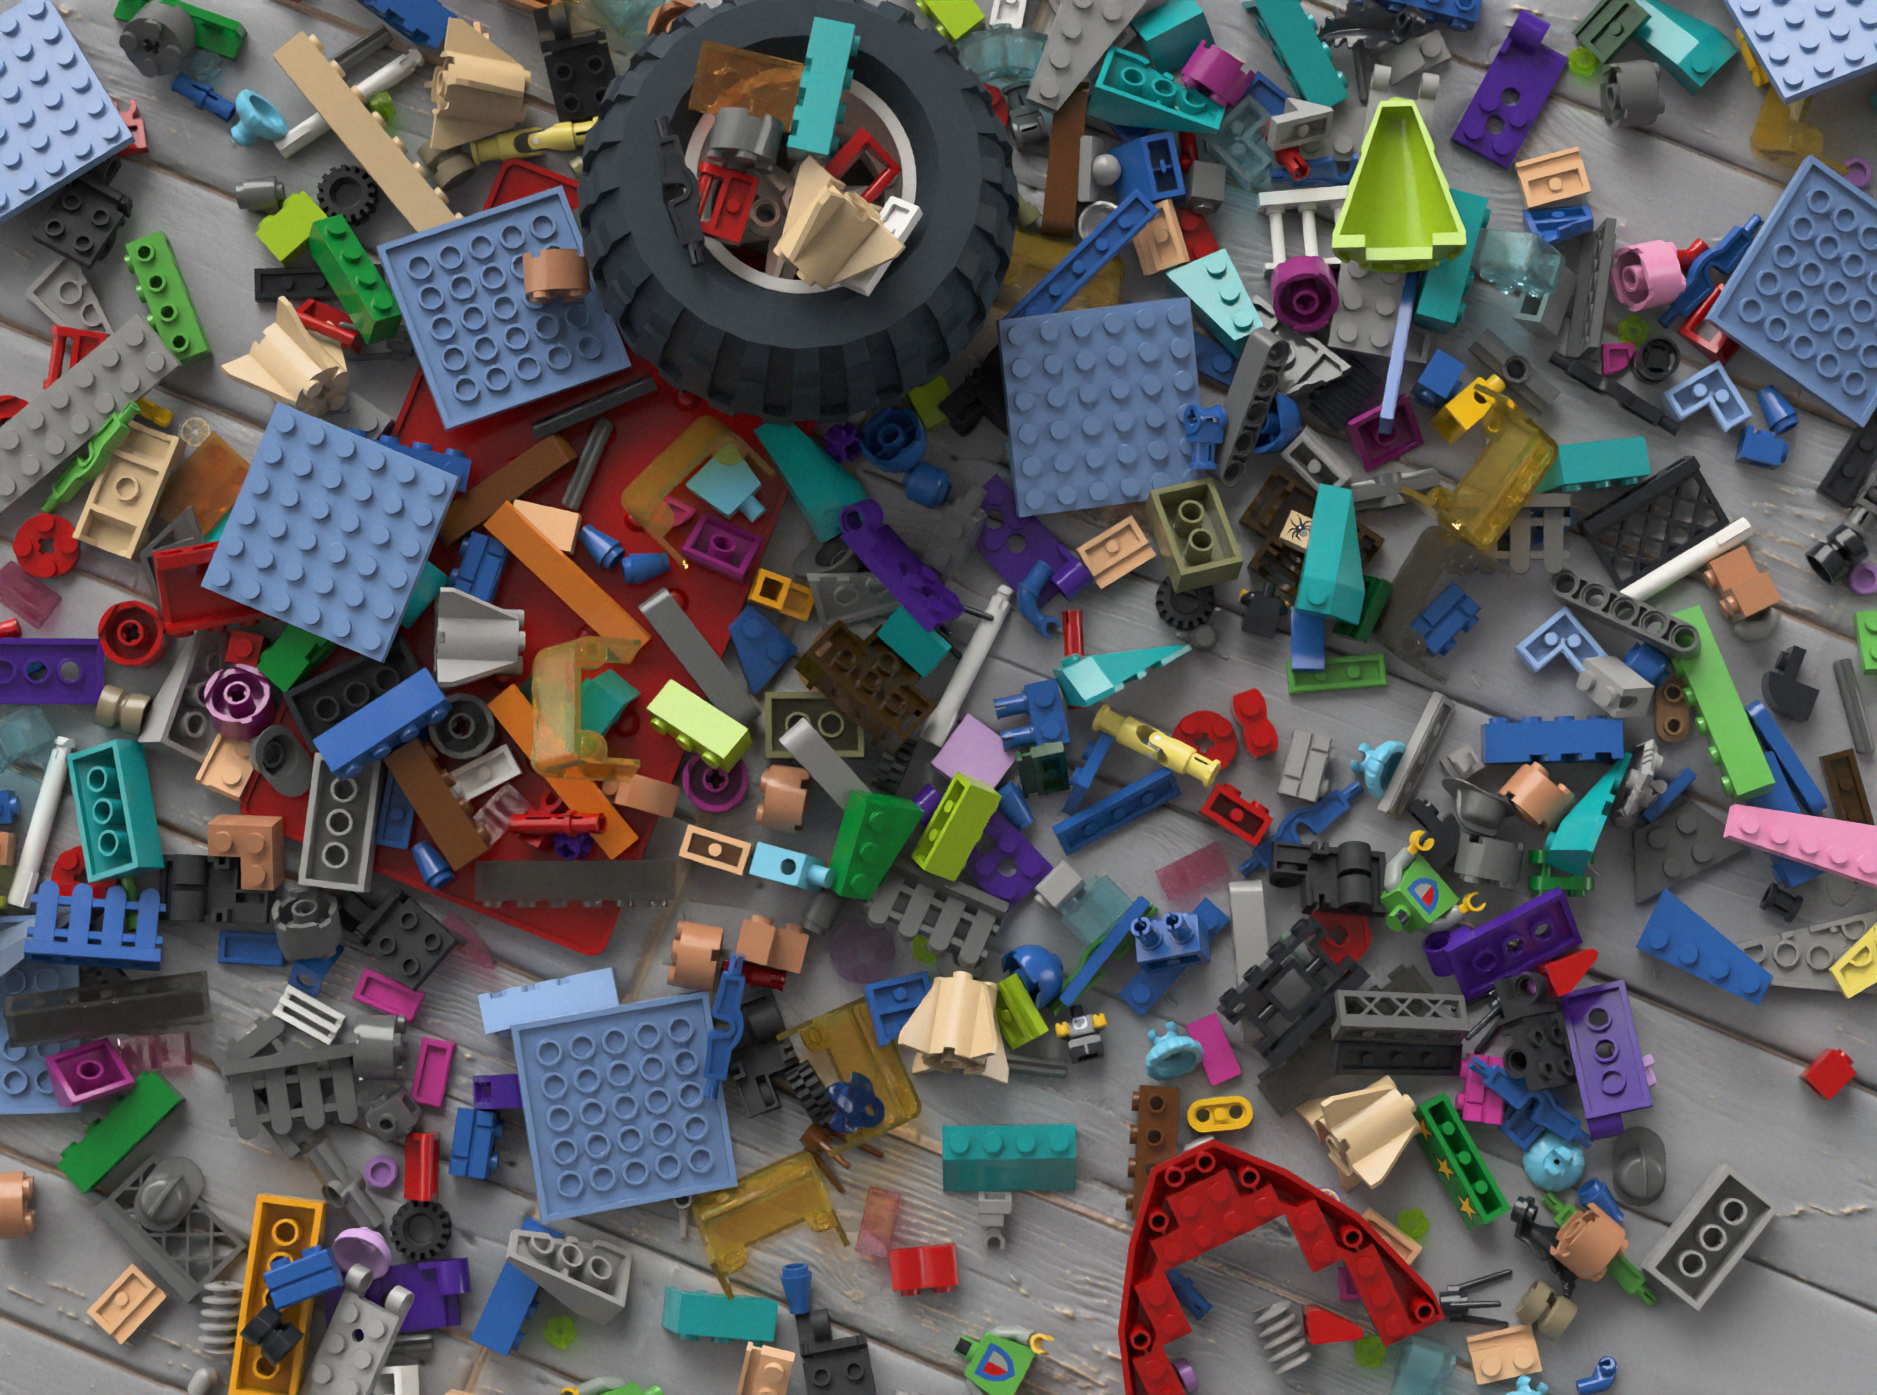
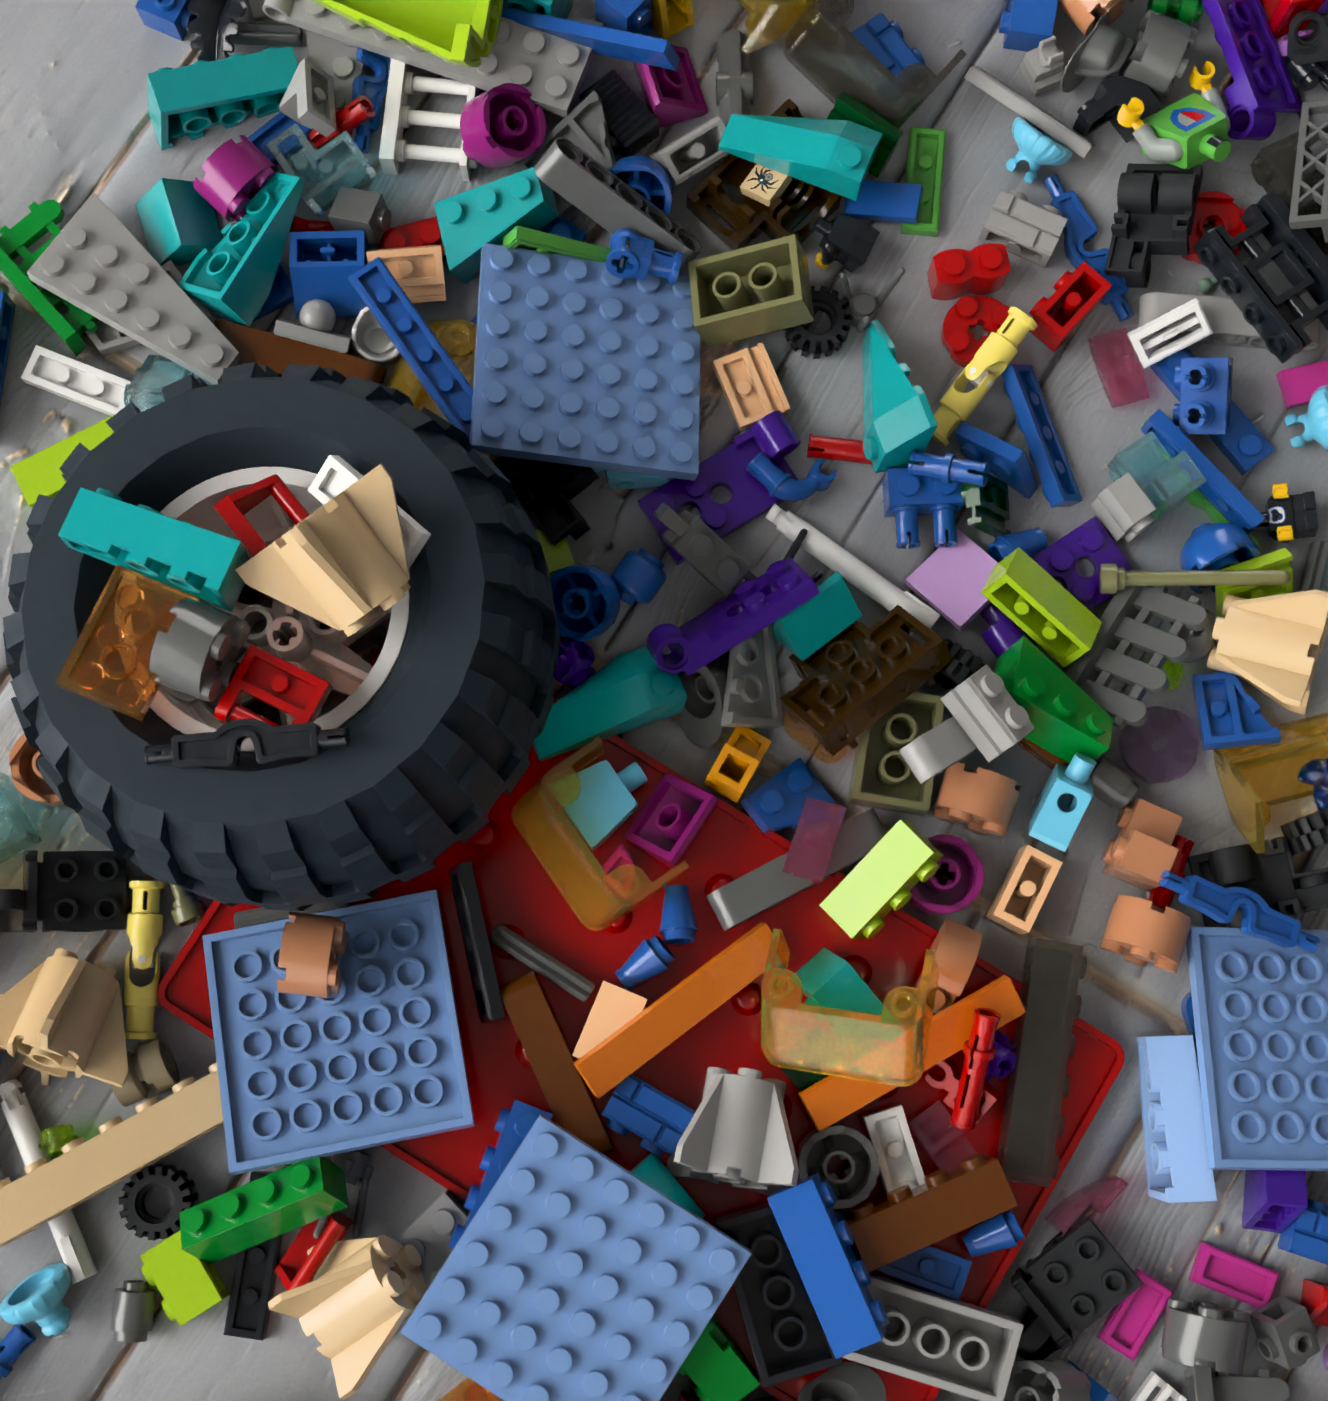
camera: 85 degrees left, 5 degrees down
(722, 664) = (814, 840): none -> clear pink slope
(847, 786) = (988, 713): none -> light grey brick
(994, 887) = (1116, 578): none -> olive piece
(1058, 726) = (948, 468): none -> blue pin
(1201, 360) = (549, 243): none -> bright green tile
(1233, 897) = (1163, 321): none -> white tile

